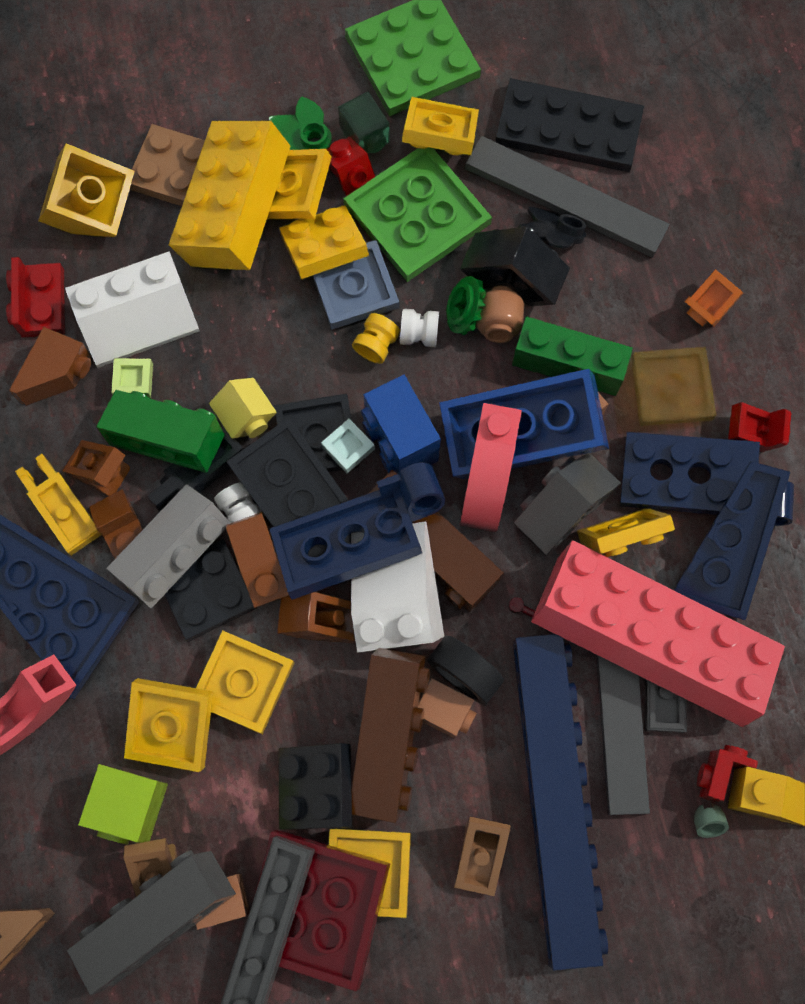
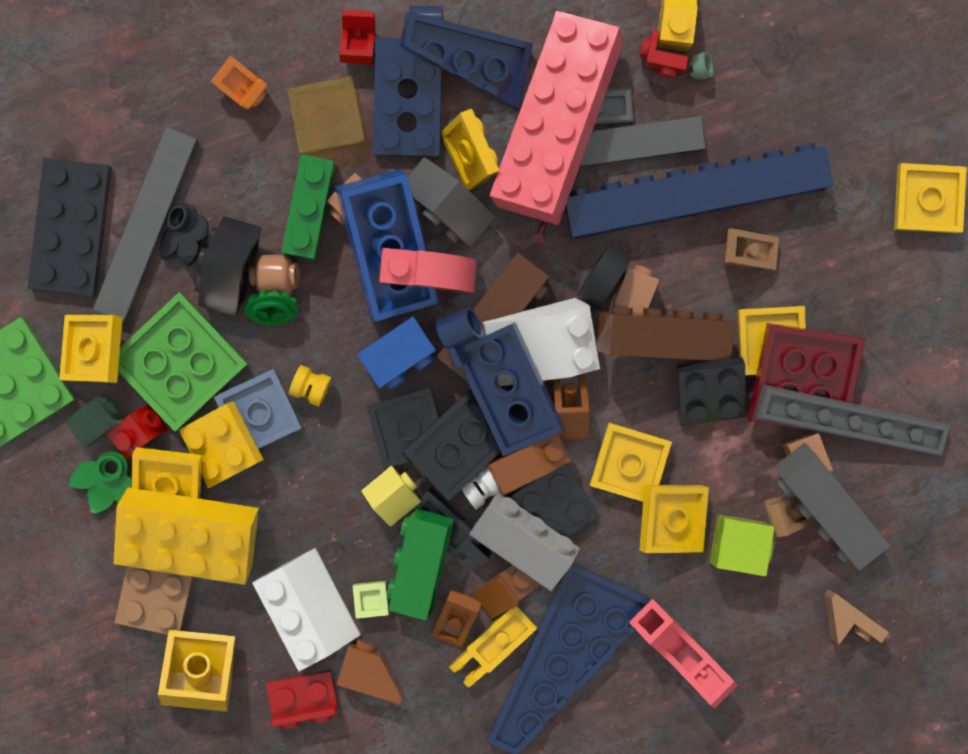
camera: 95 degrees left, 15 degrees up
(348, 445) = (418, 398): light aqua plate -> none
(419, 328) = (295, 347): white wheel -> none

